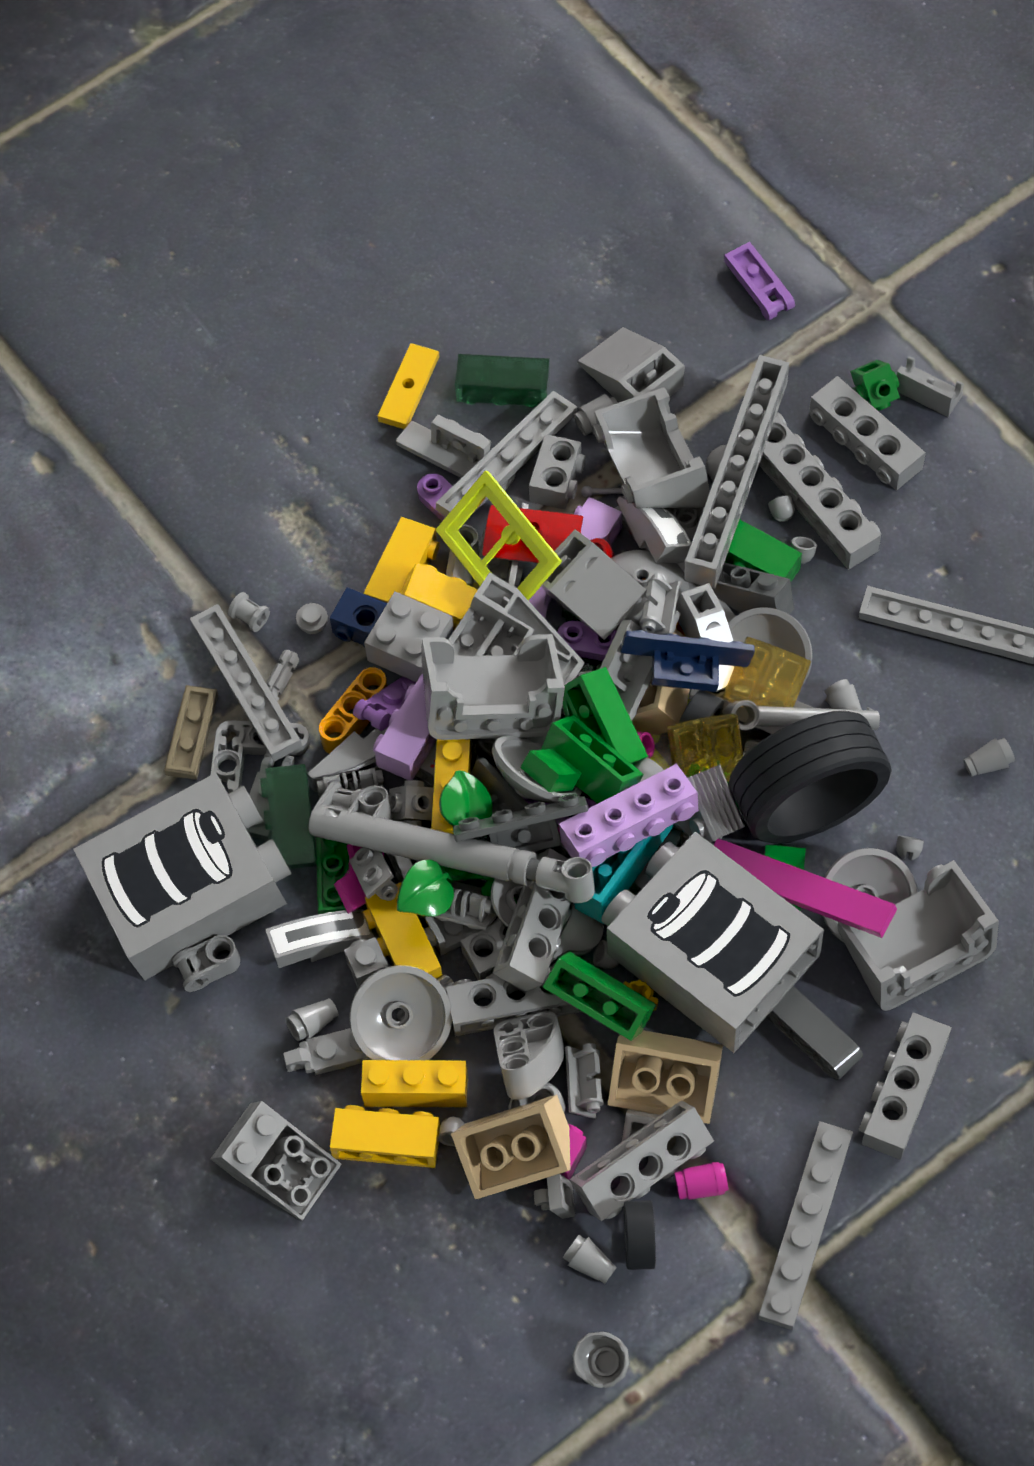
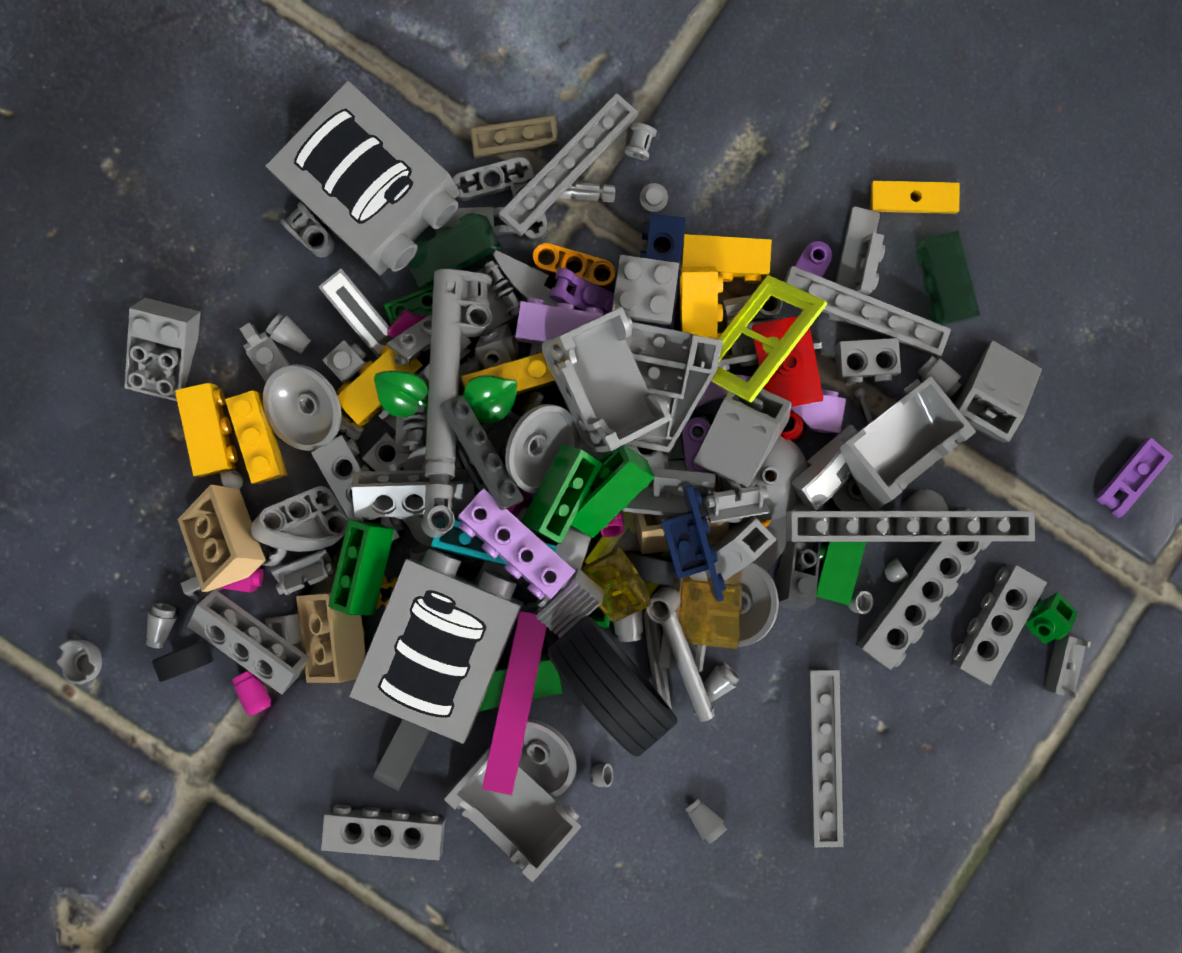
camera: 65 degrees right, 25 degrees up
(551, 770) = (537, 462): green piece -> none
(805, 1226) = (246, 784): light grey plate -> none

